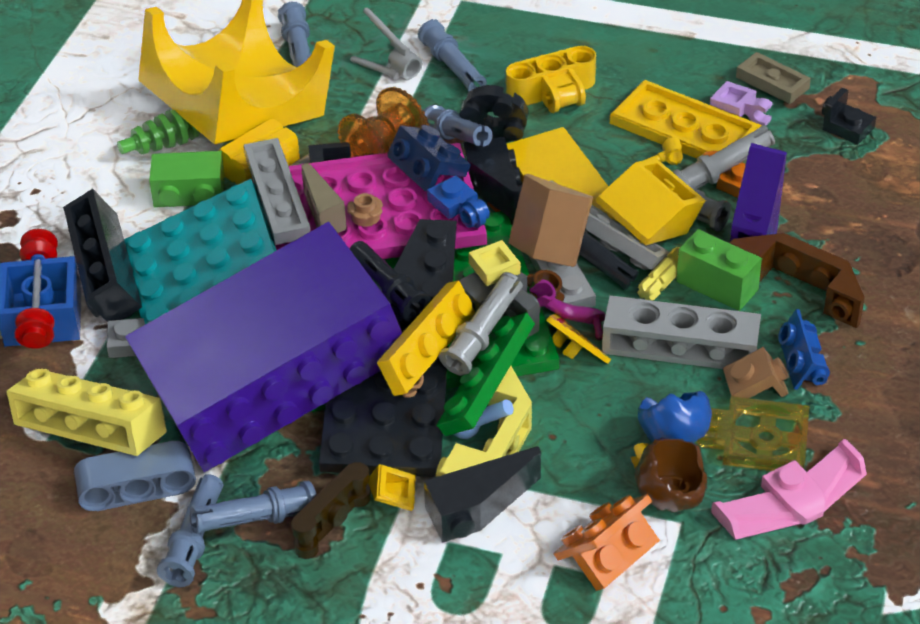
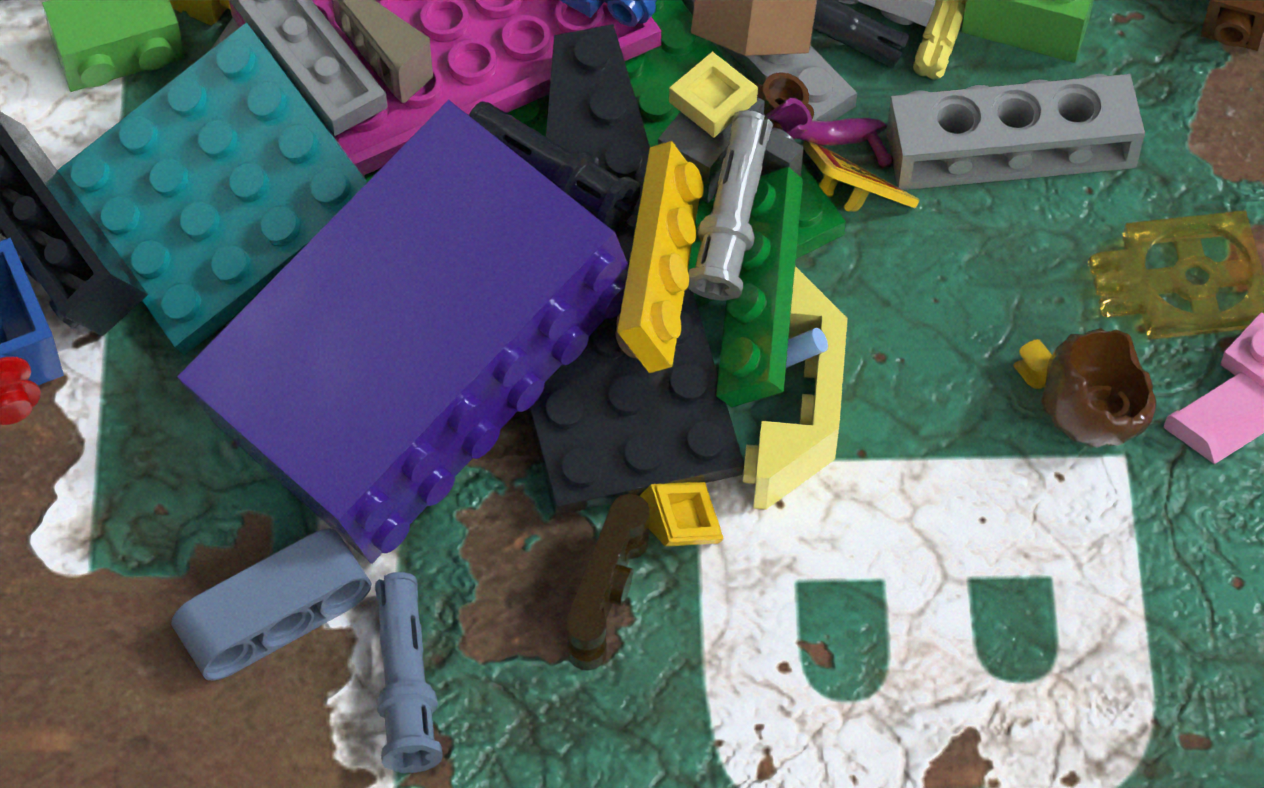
camera: 20 degrees left, 15 degrees up
(87, 411) = (154, 517): light yellow brick -> none
(116, 342) = (140, 353): light grey plate -> none
(271, 506) = (516, 601): sand blue pin -> none
(365, 209) = (459, 45): medium nougat plate -> none
(477, 494) = (806, 506): black slope -> none
(610, 541) = (1042, 519): orange bracket -> none
(676, 417) = (1068, 289): blue hair -> none
(755, 374) = (1148, 178): medium nougat bracket -> none
(802, 351) = (1195, 116): blue hinge -> none

